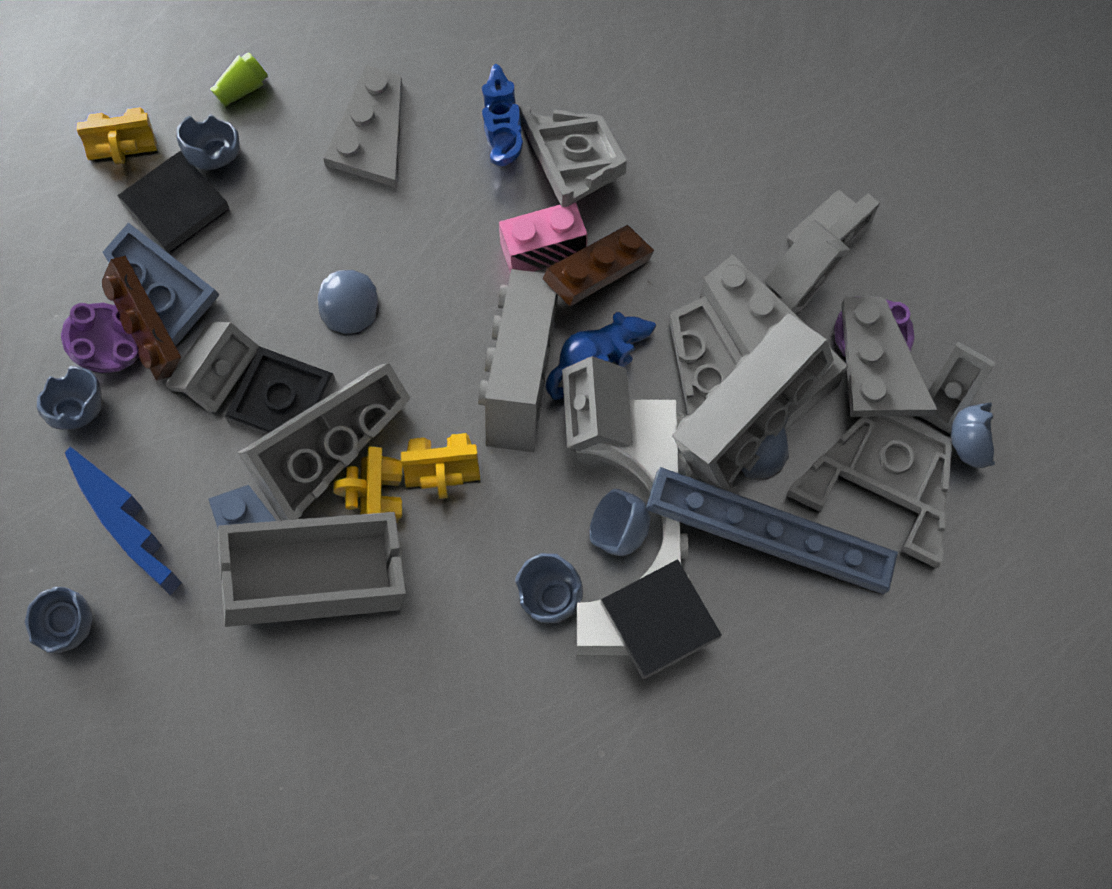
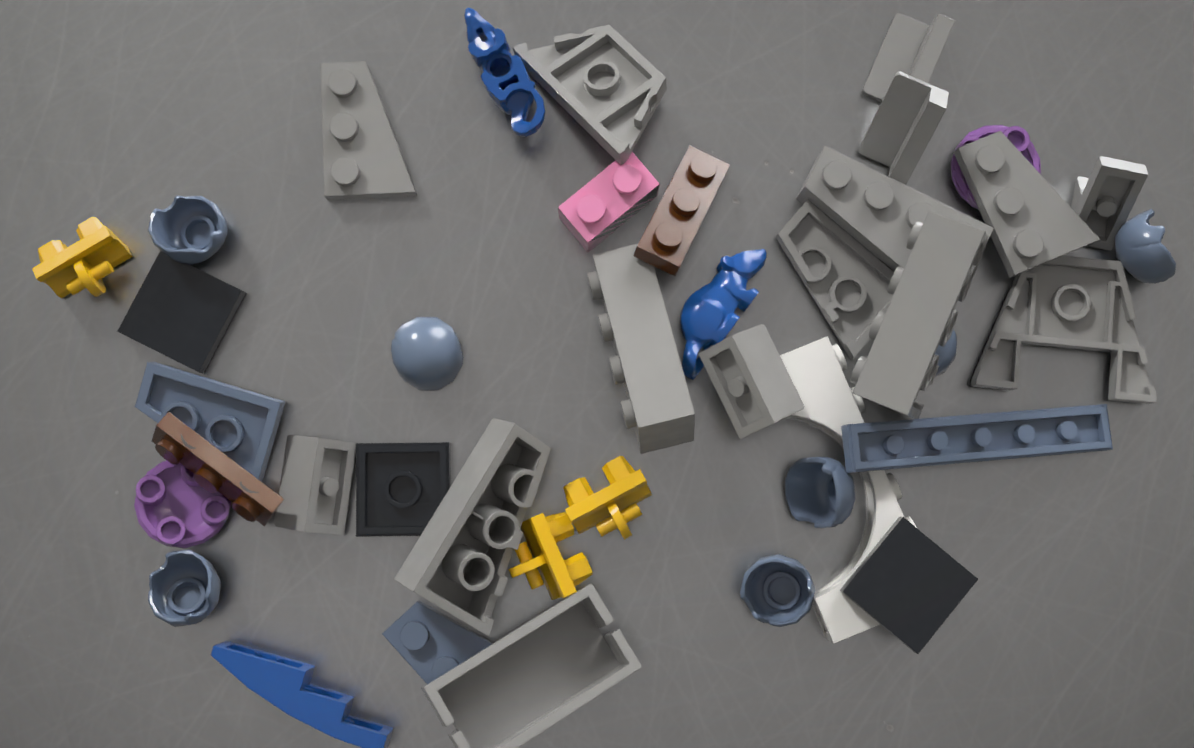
camera: 25 degrees left, 15 degrees up
(239, 79) = (186, 137): lime cone -> none

